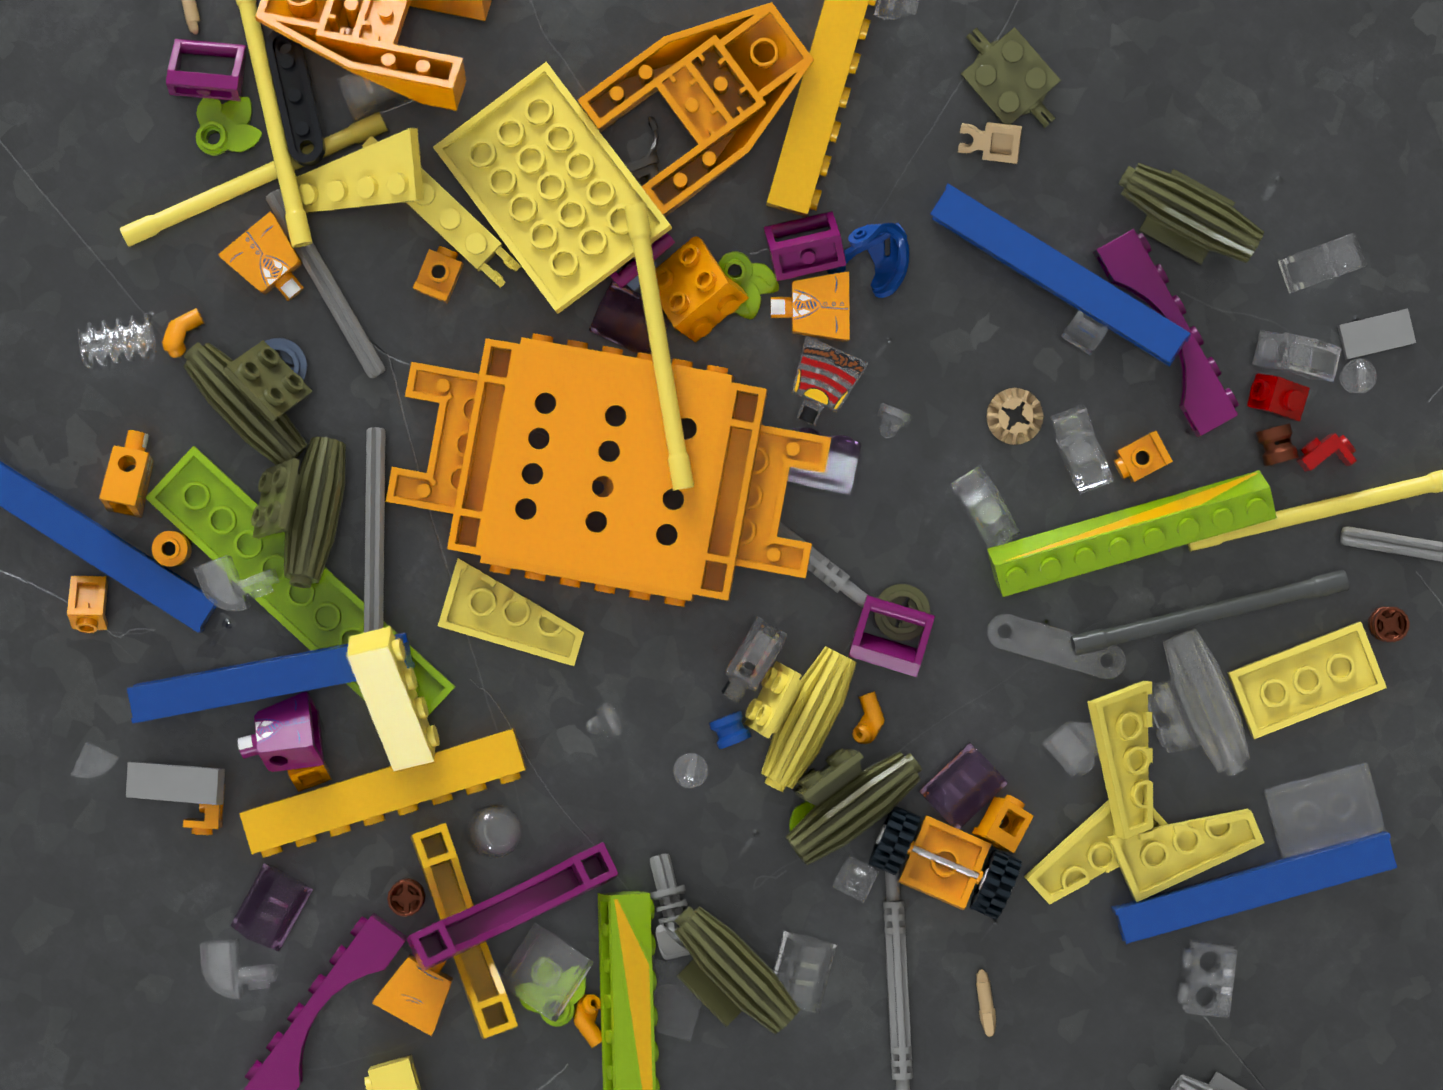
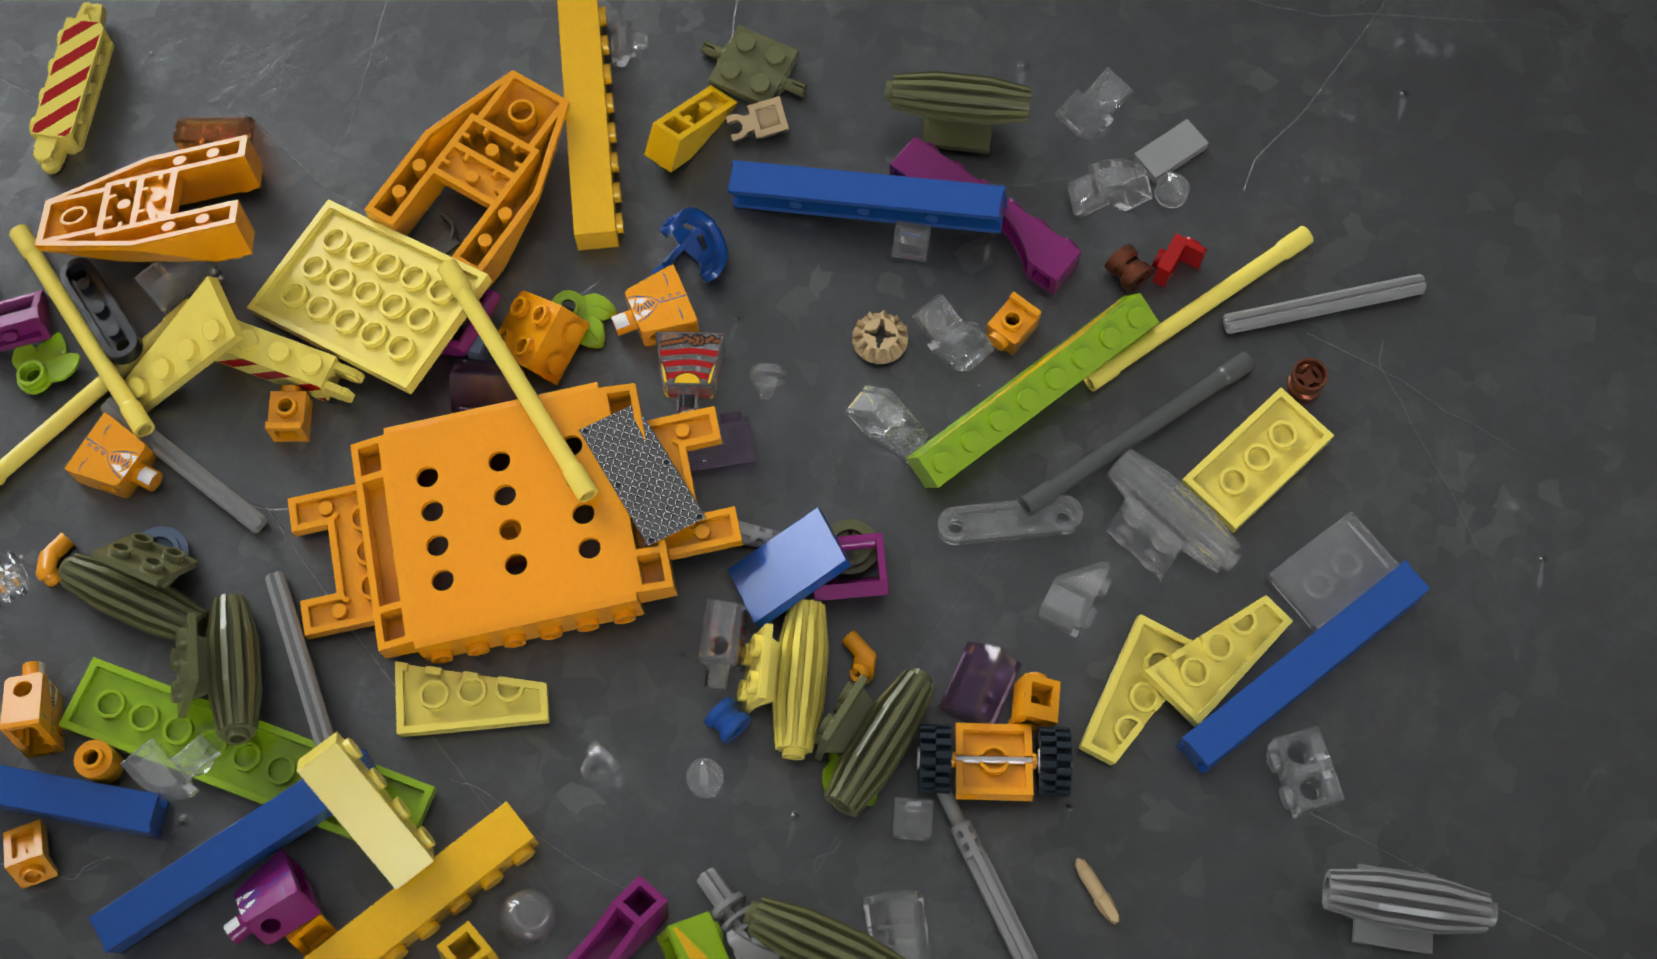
camera: 30 degrees left, 20 degrees down
(739, 483) = (642, 475): none -> flat silver sticker
(805, 253) = (625, 262): magenta tile -> none
(838, 617) = (789, 567): none -> tile
(922, 121) = (687, 127): none -> yellow slope
(1121, 737) = (1114, 574): light yellow wing -> none
(1278, 396) = (1109, 228): red bracket -> none

